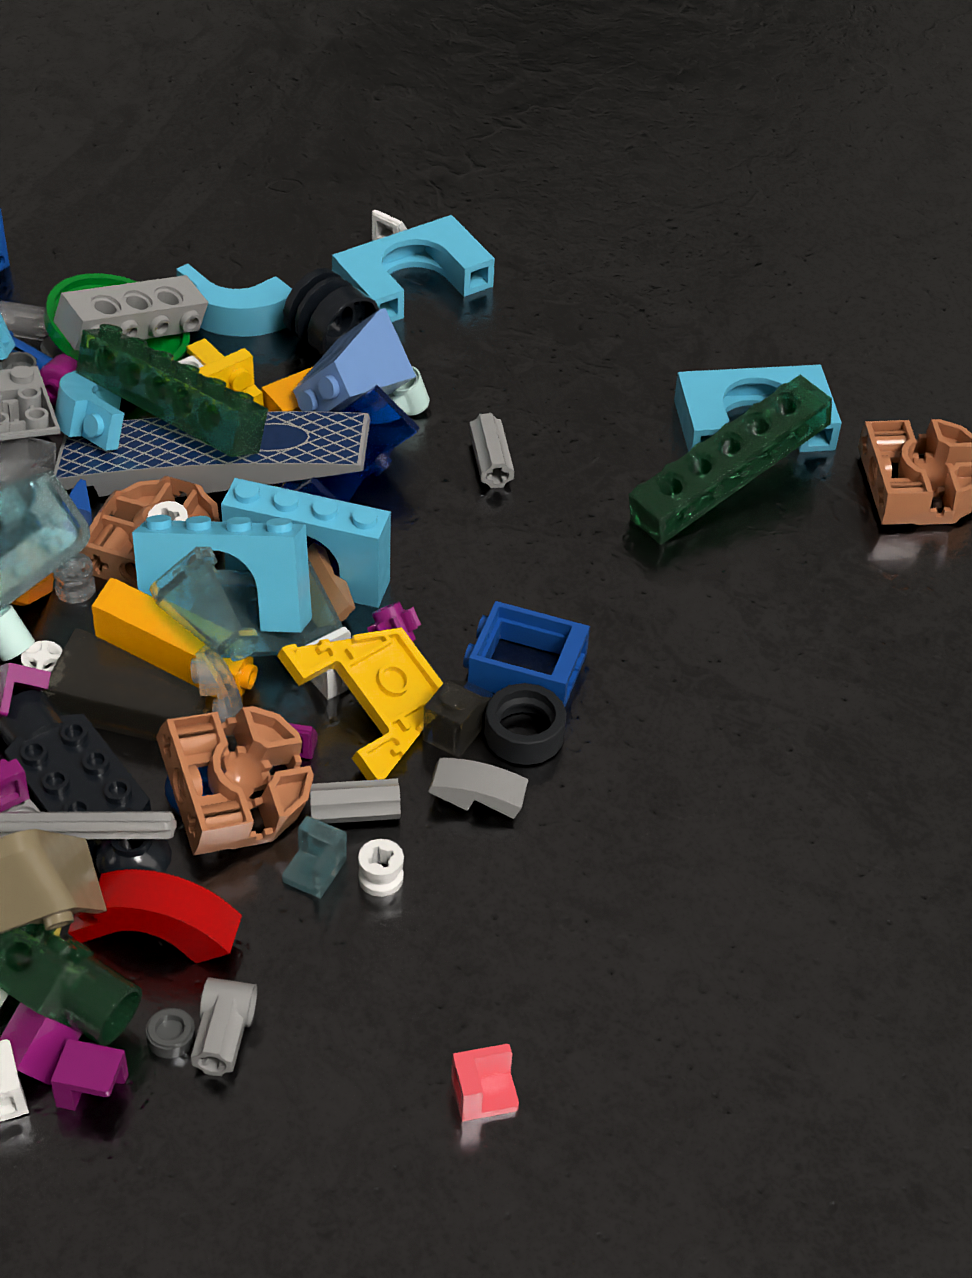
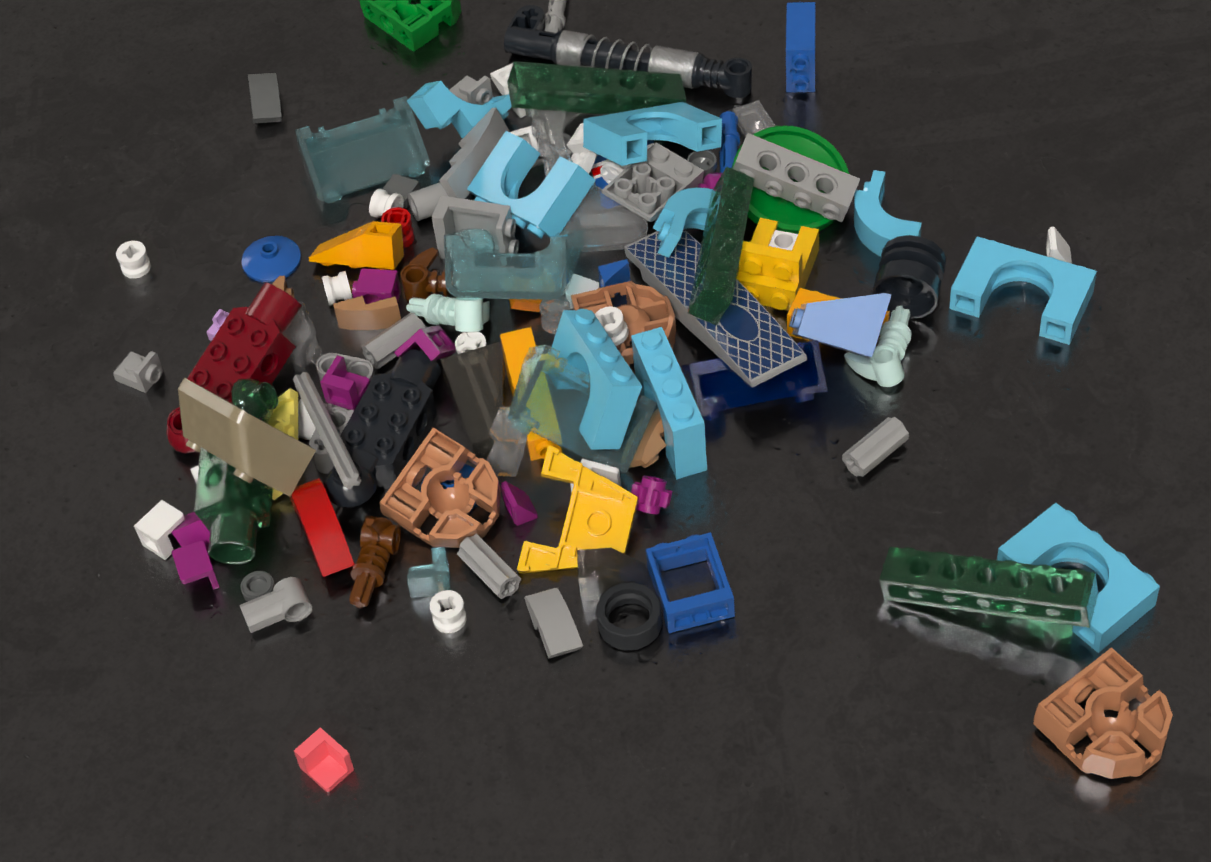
camera: 65 degrees right, 5 degrees up
(231, 878) = (377, 542): none -> reddish brown piece

